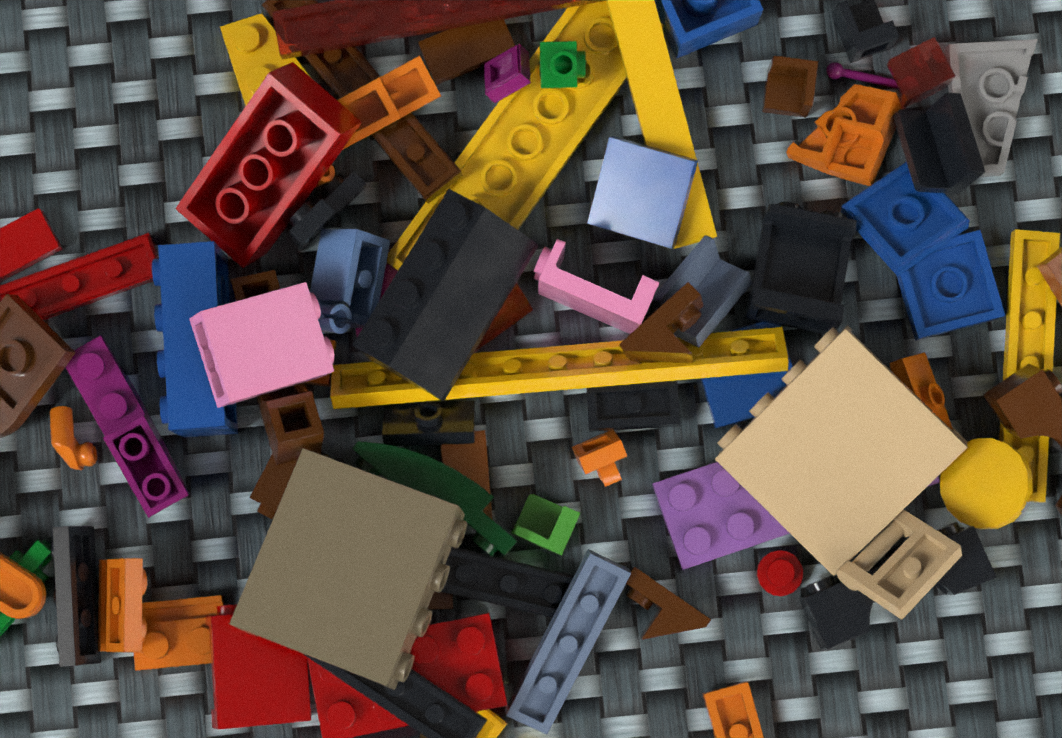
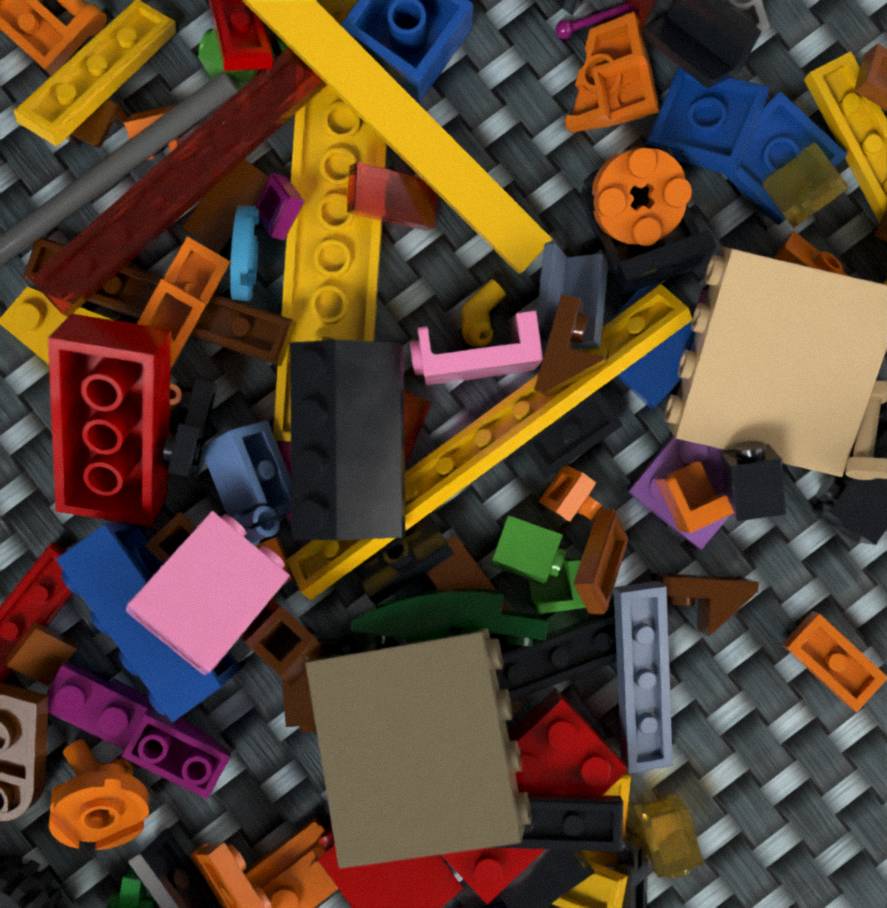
camera: 30 degrees left, 5 degrees up
(63, 451) = (77, 806): none -> orange plate
(85, 317) = (41, 653): none -> dark orange tile
(456, 95) = (244, 253): none -> dark azure tile
(536, 479) = (528, 551): none -> bright green brick
(561, 64) = (321, 166): green plate -> none
(591, 522) = (601, 561): none -> dark orange tile
(599, 115) = (390, 196): none -> clear red tile
(615, 261) = (476, 314): none -> yellow arm
(642, 192) = (464, 238): tile -> none
(699, 515) = (692, 498): none -> orange panel
(754, 530) = (754, 480): none -> black brick
(779, 573) = (796, 500): red plate -> none
(790, 86) = (536, 64): reddish brown panel -> none
(830, 256) = (667, 195): none -> orange plate
(947, 319) = (804, 185): none -> clear yellow panel

